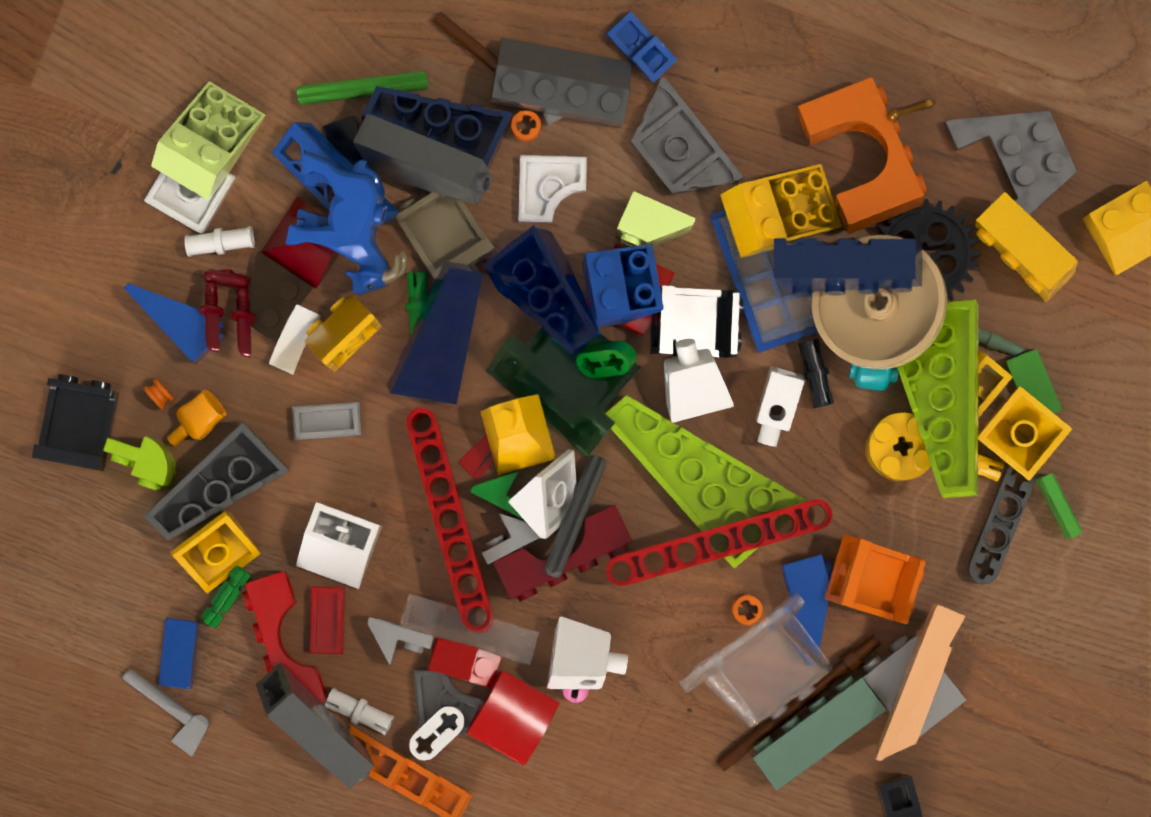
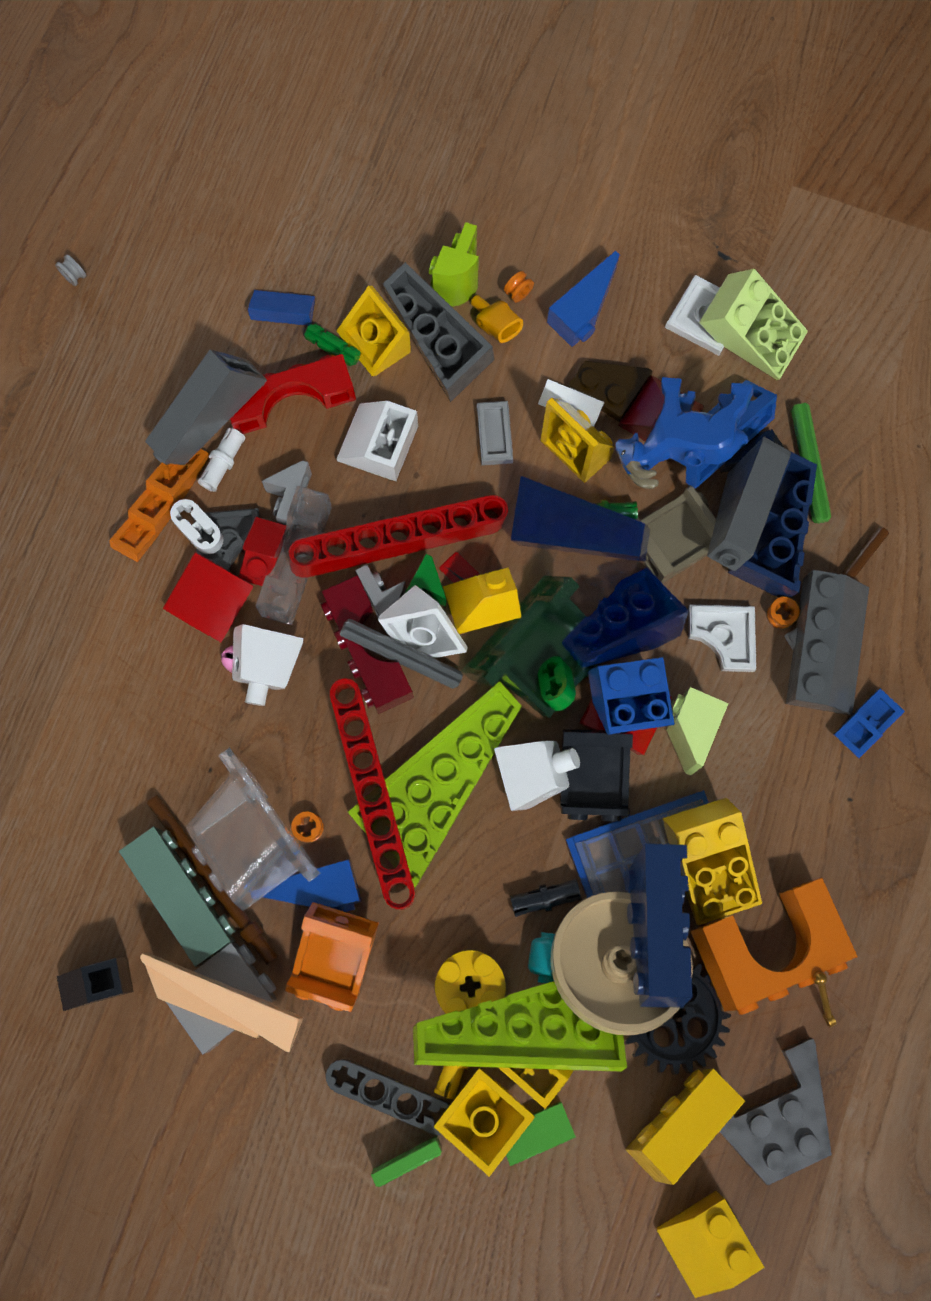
camera: 90 degrees right, 10 degrees down
(77, 423) = (498, 218): black panel -> none
(195, 725) = (214, 320): light grey piece -> none
(212, 312) = (597, 323): dark red piece -> none
(219, 241) = (660, 338): white pin -> none
(327, 620) = (308, 433): red tile -> none
(680, 146) = (772, 760): flat silver wing -> none
(781, 389) = (528, 861): white torso -> none
(997, 342) = (580, 1094): sand green piece -> none

